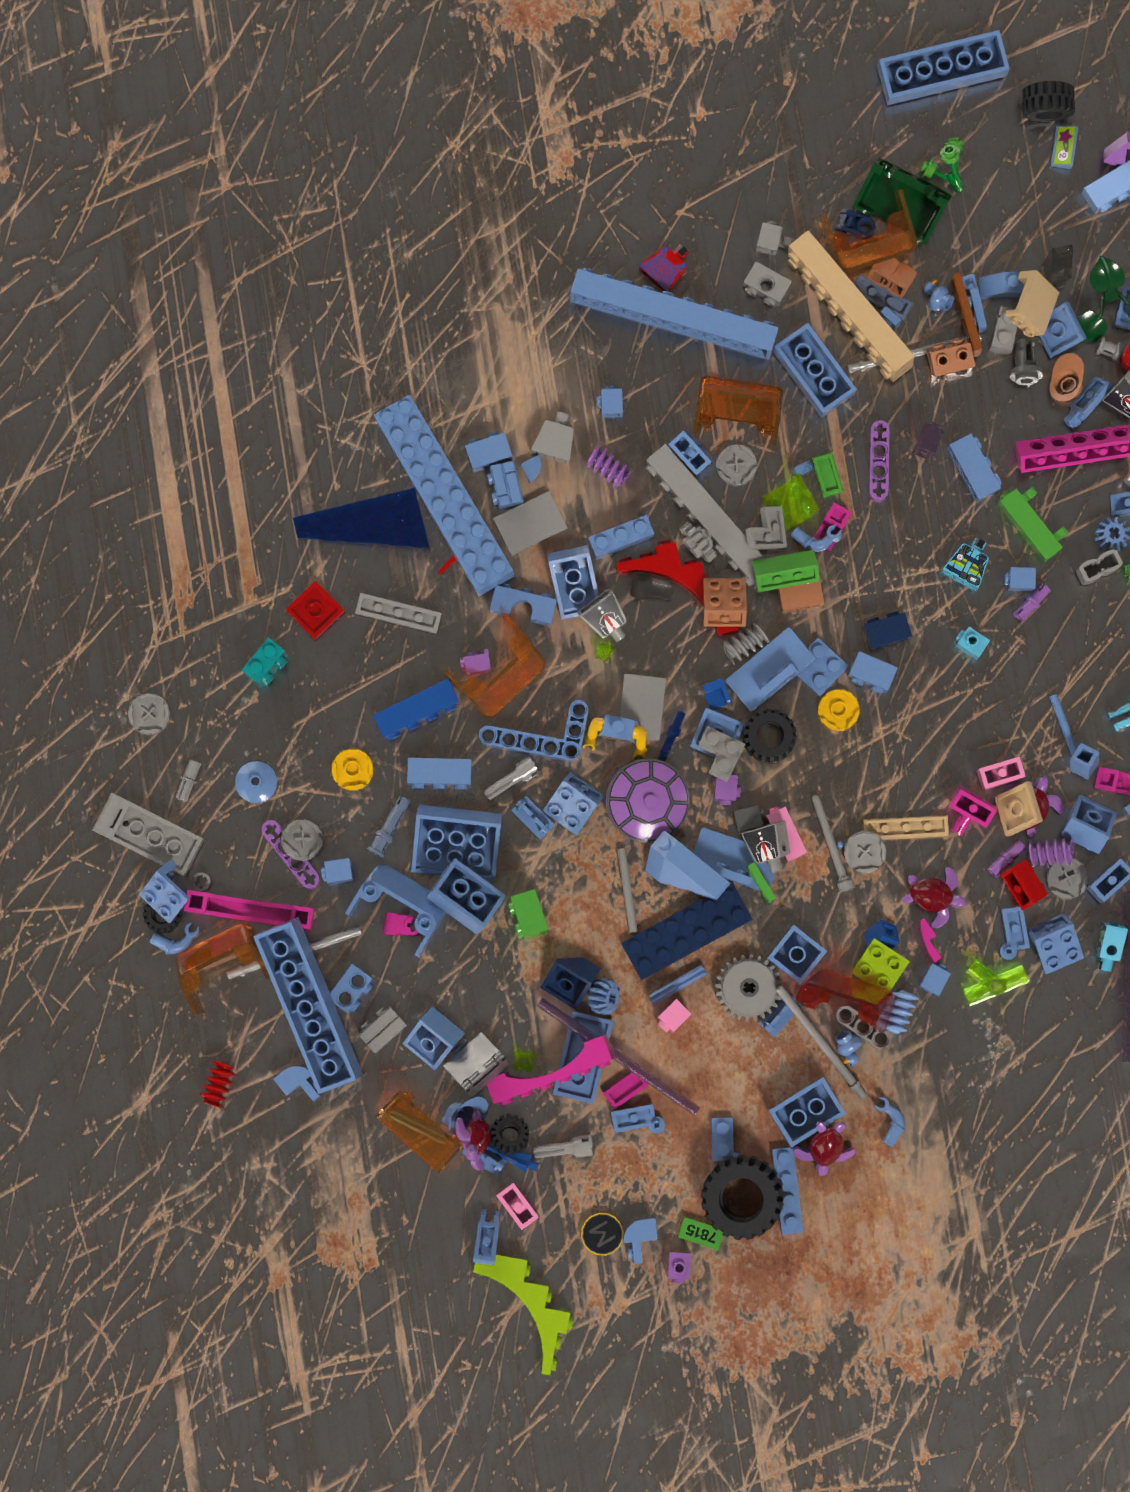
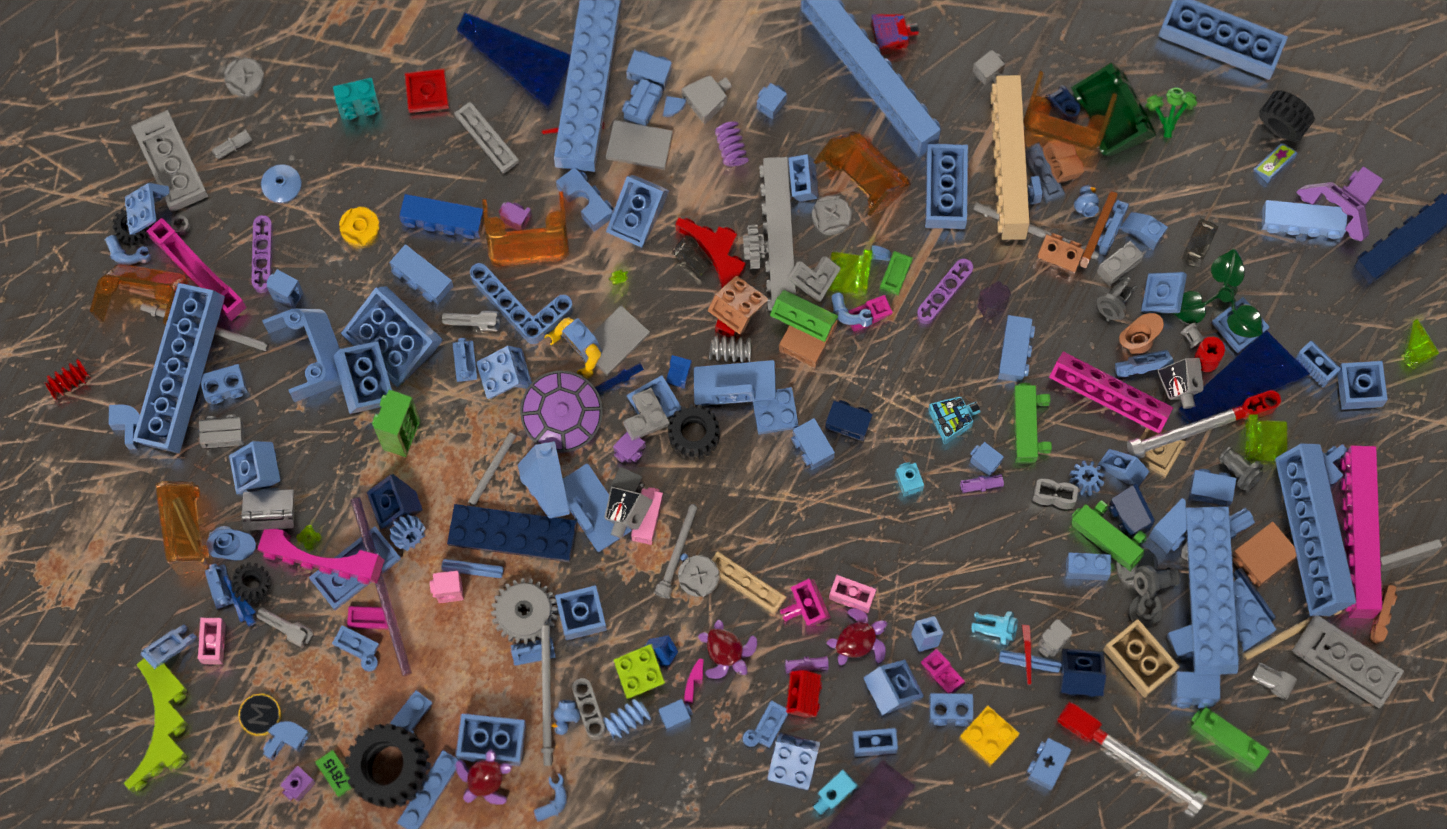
camera: 40 degrees right, 10 degrees down
(301, 840) = (278, 248): light grey tile -> none
(384, 836) = (341, 290): sand blue pin -> none
(398, 924) = (297, 363): dark pink piece -> none
(474, 1138) = (219, 561): animal -> none
(604, 615) = (639, 251): torso -> none
(621, 537) = (698, 202): medium blue brick -> none
(760, 274) = (960, 88): light grey brick -> none
(761, 882) = (597, 536): bright green tile -> none
(838, 709) = (764, 454): yellow tile -> none
(874, 1000) = (606, 690): clear red windscreen -> none
(984, 976) = (716, 744): clear neon green piece -> none
(1018, 808) = (844, 630): tan tile -> none
(1034, 304) = (1156, 256): tan panel -> none
(1051, 852) = (844, 685): medium lavender piece -> none
(1063, 723) = (935, 592): medium blue bar -> none
(1067, 880) = (843, 717): light grey tile -> none

